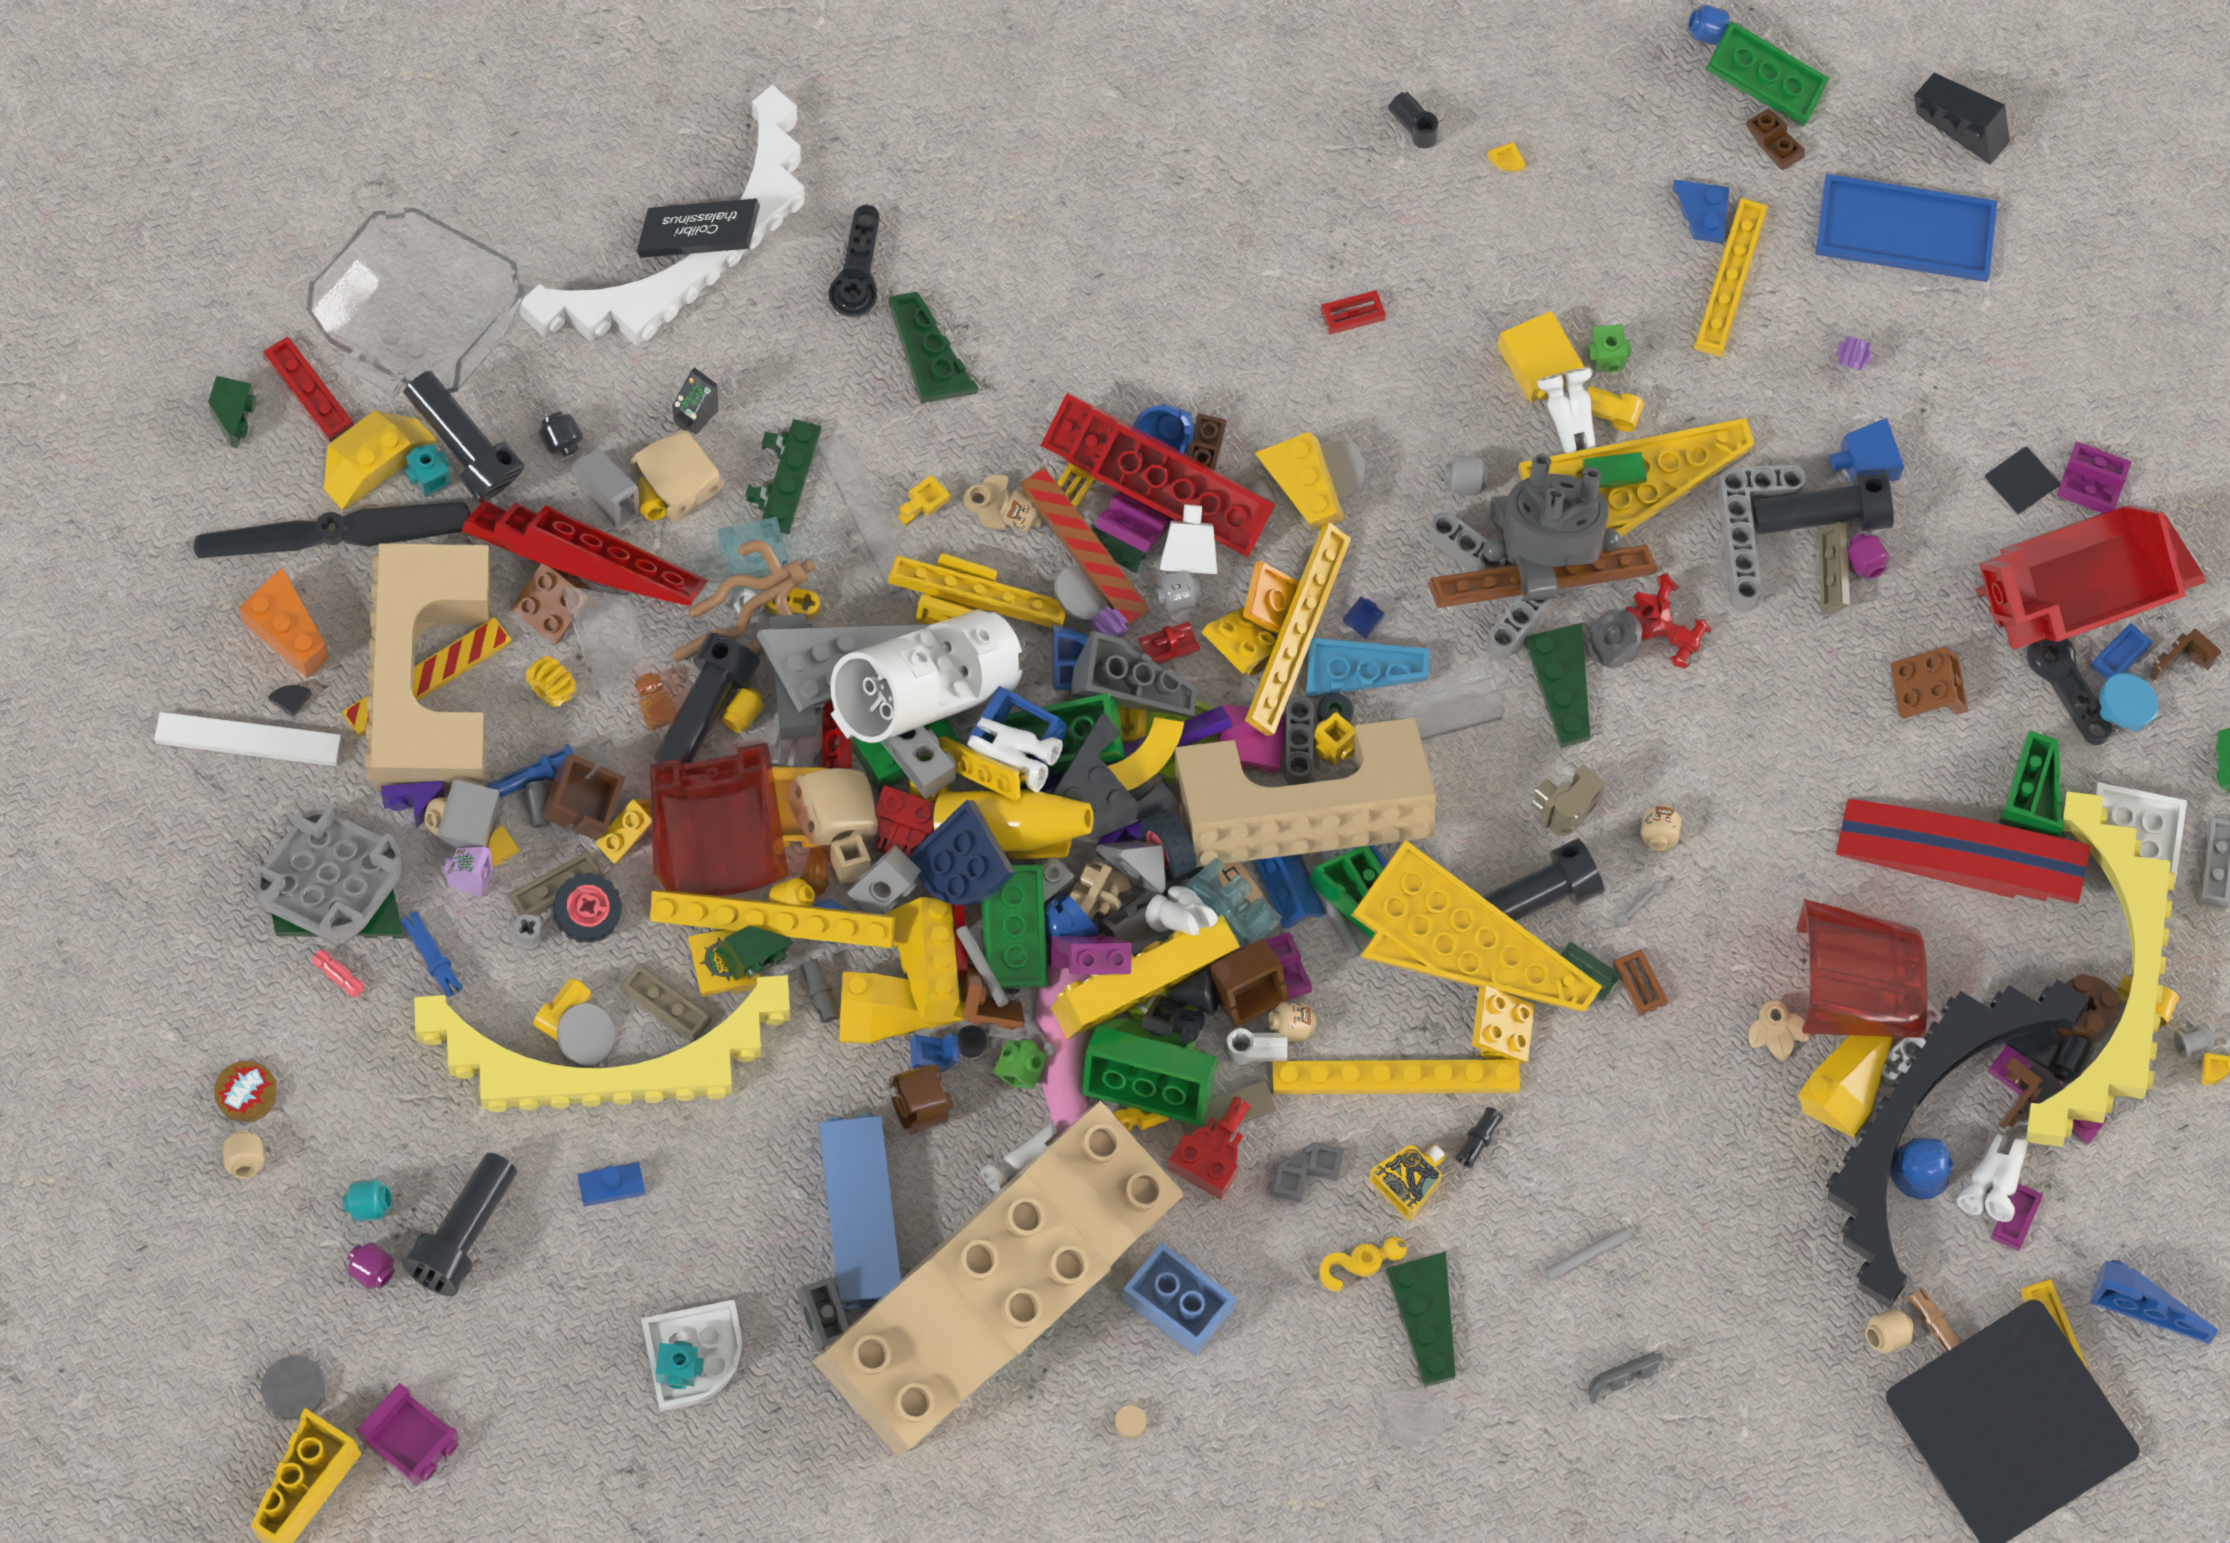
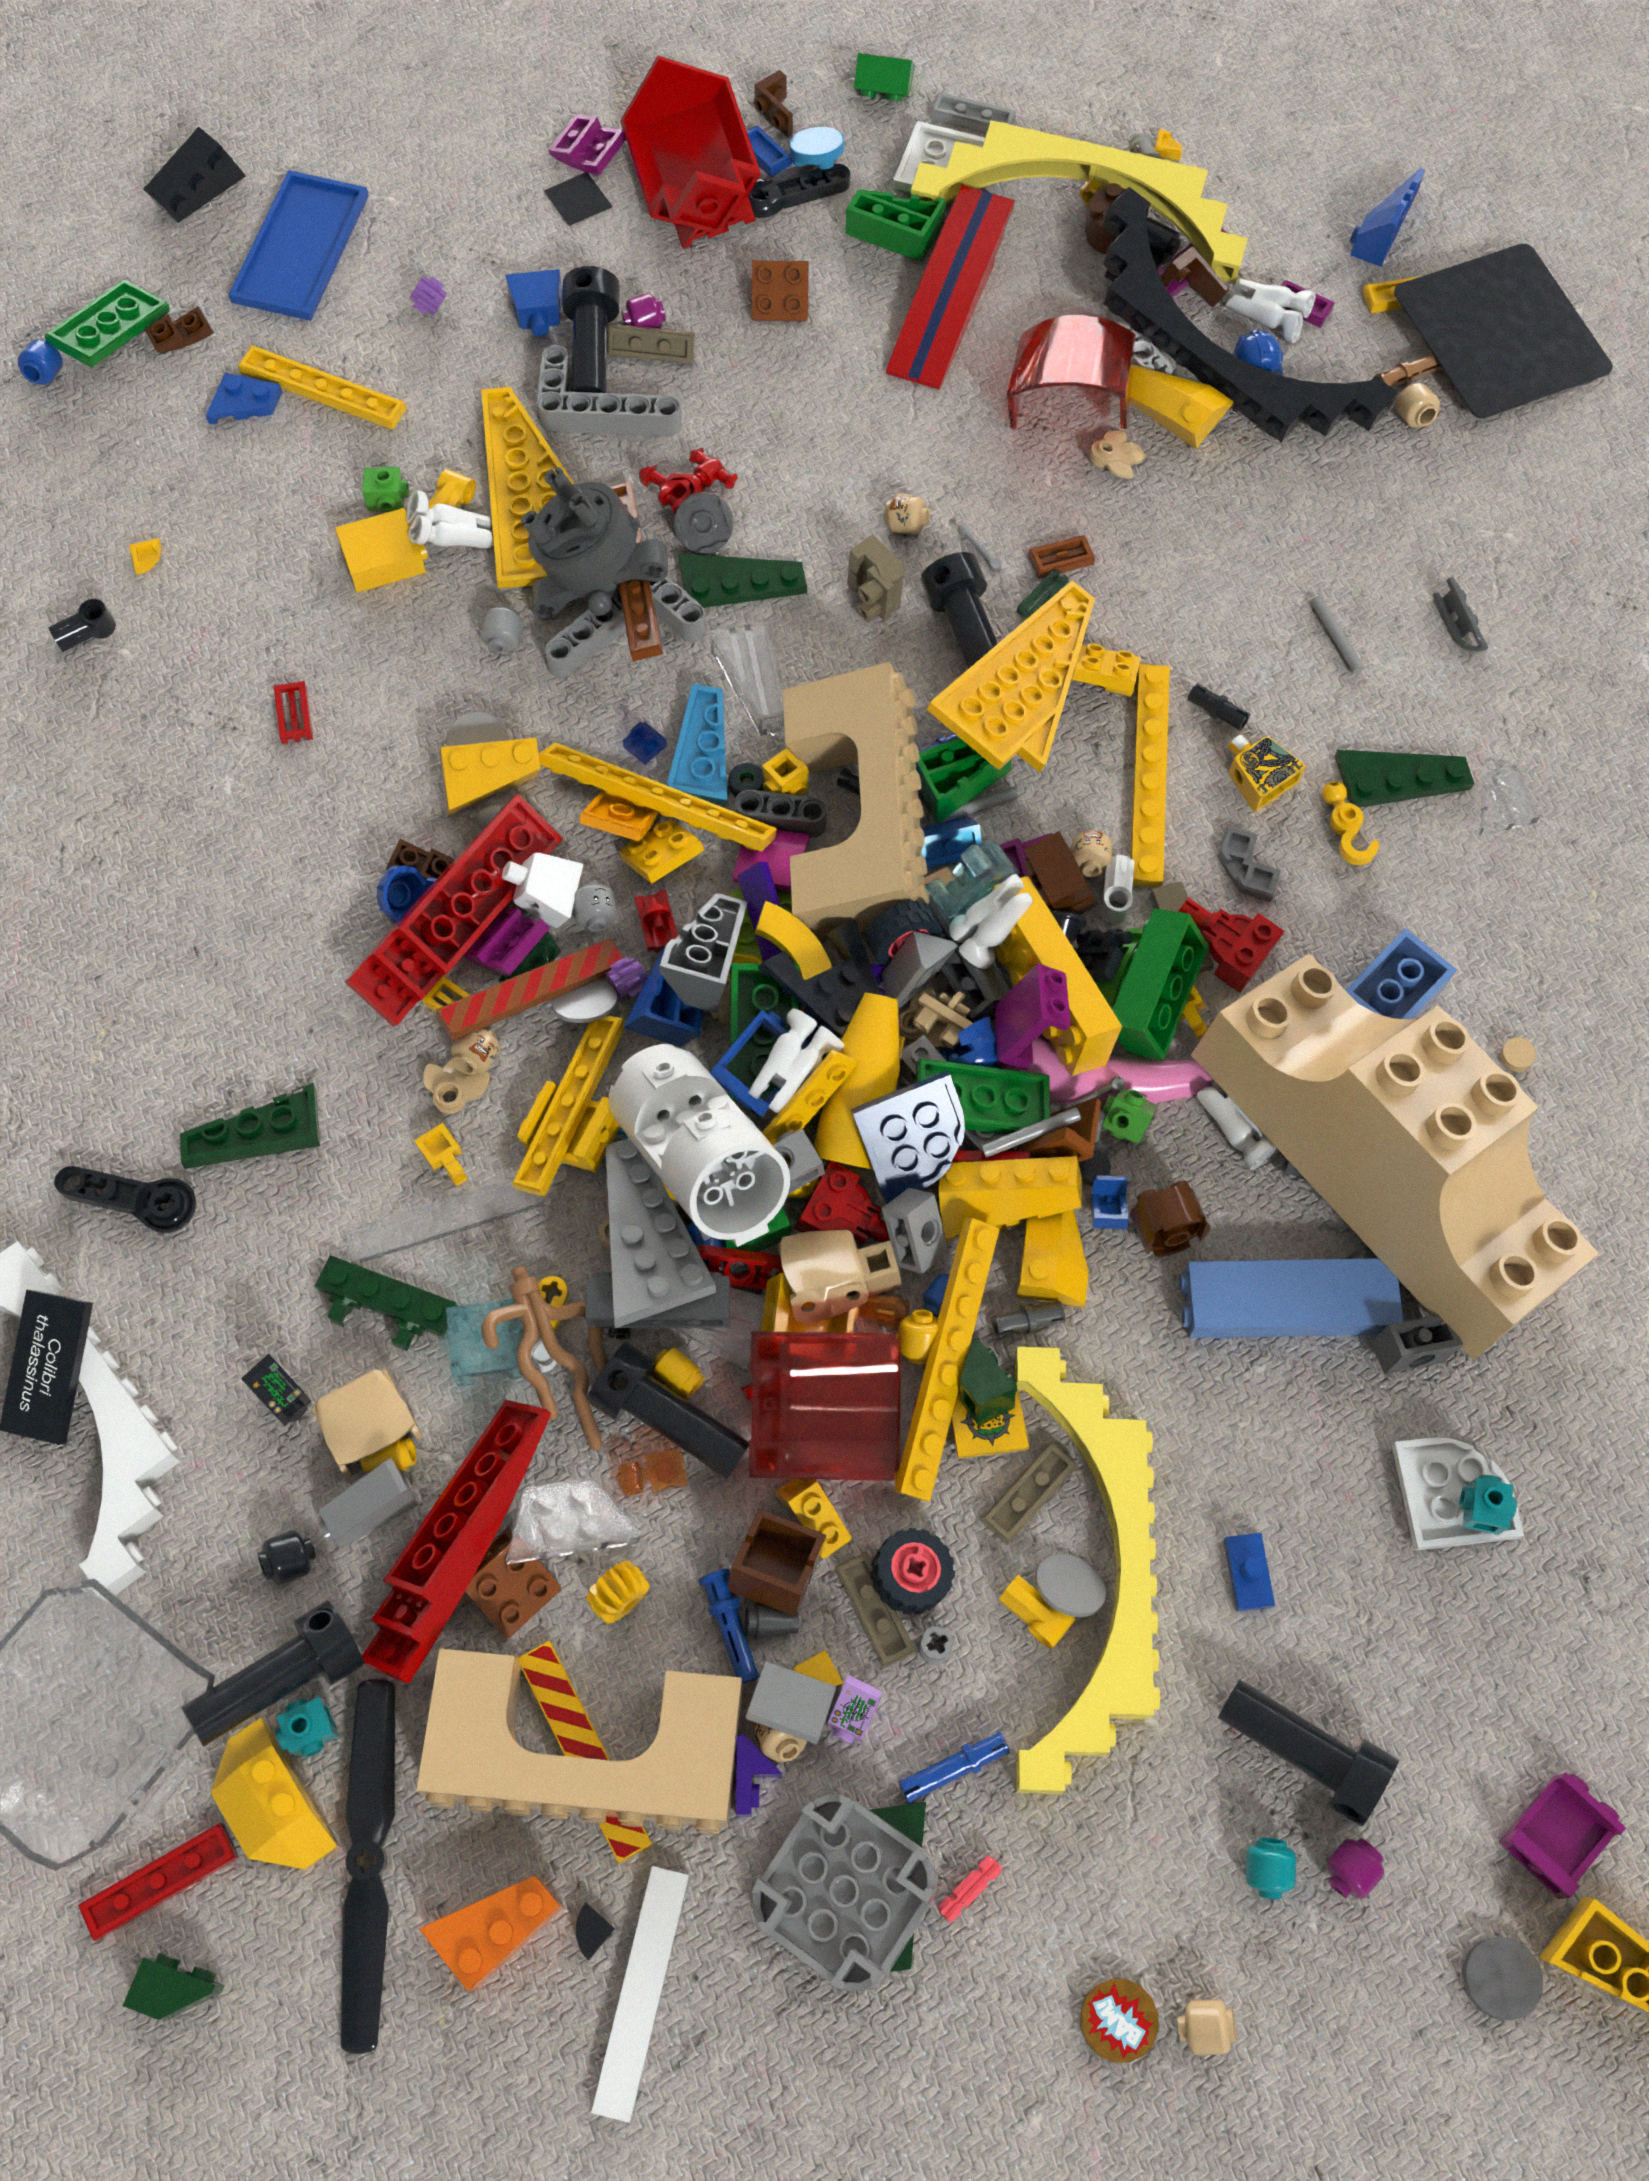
camera: 80 degrees left, 0 degrees up
(1618, 469) = (520, 497): green tile -> none

